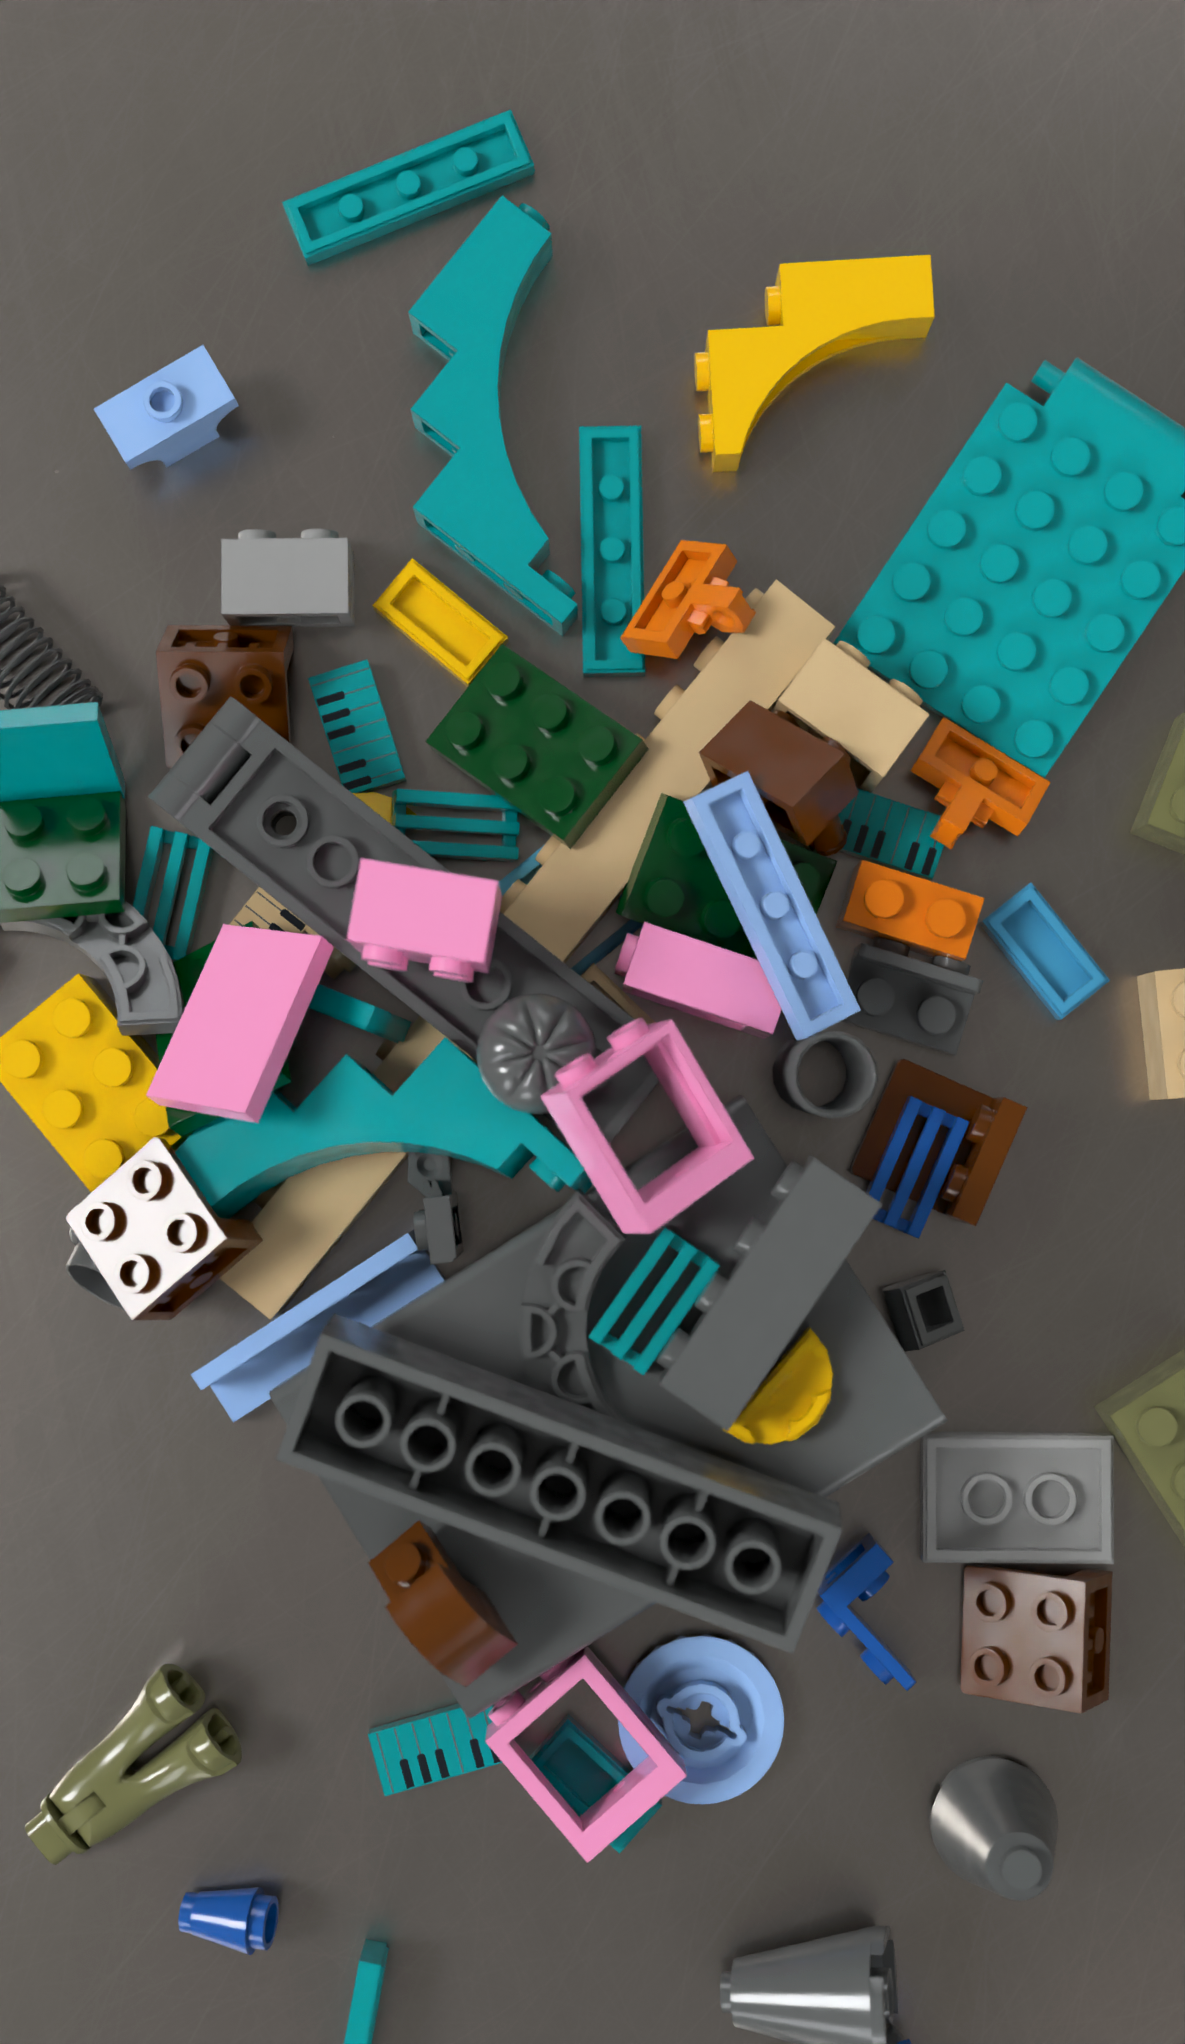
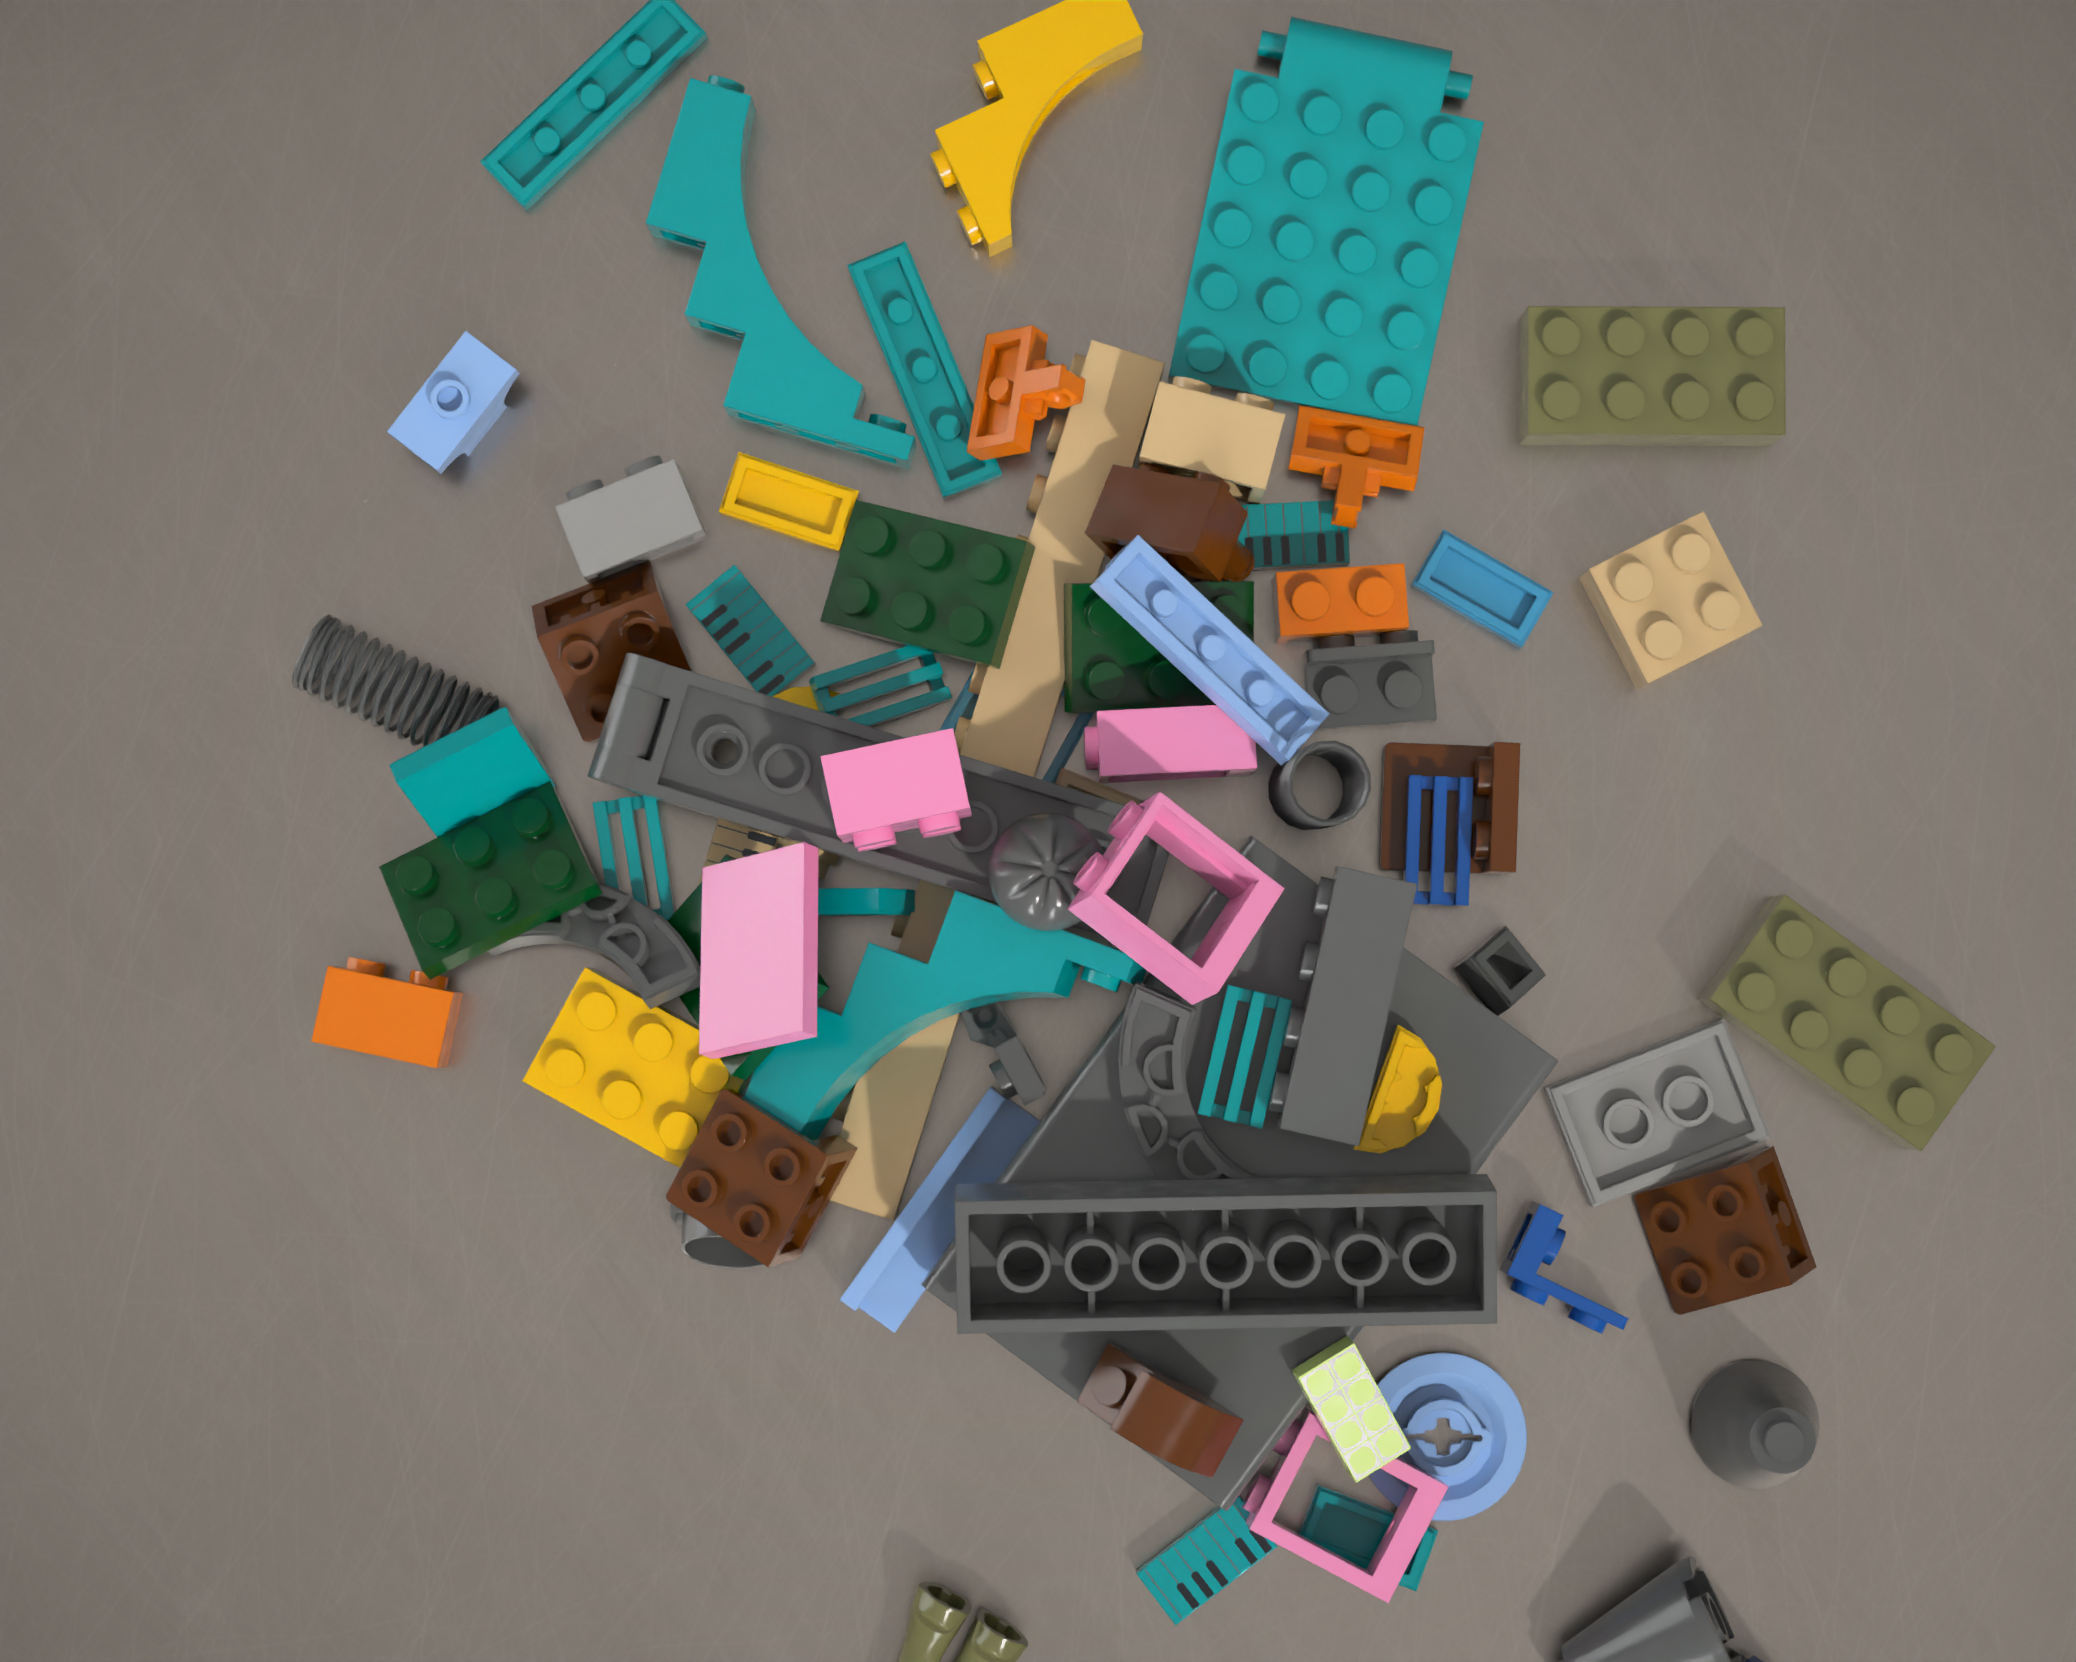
camera: 20 degrees left, 0 degrees up
(624, 1670) = (1351, 1409): none -> yellowish green tile

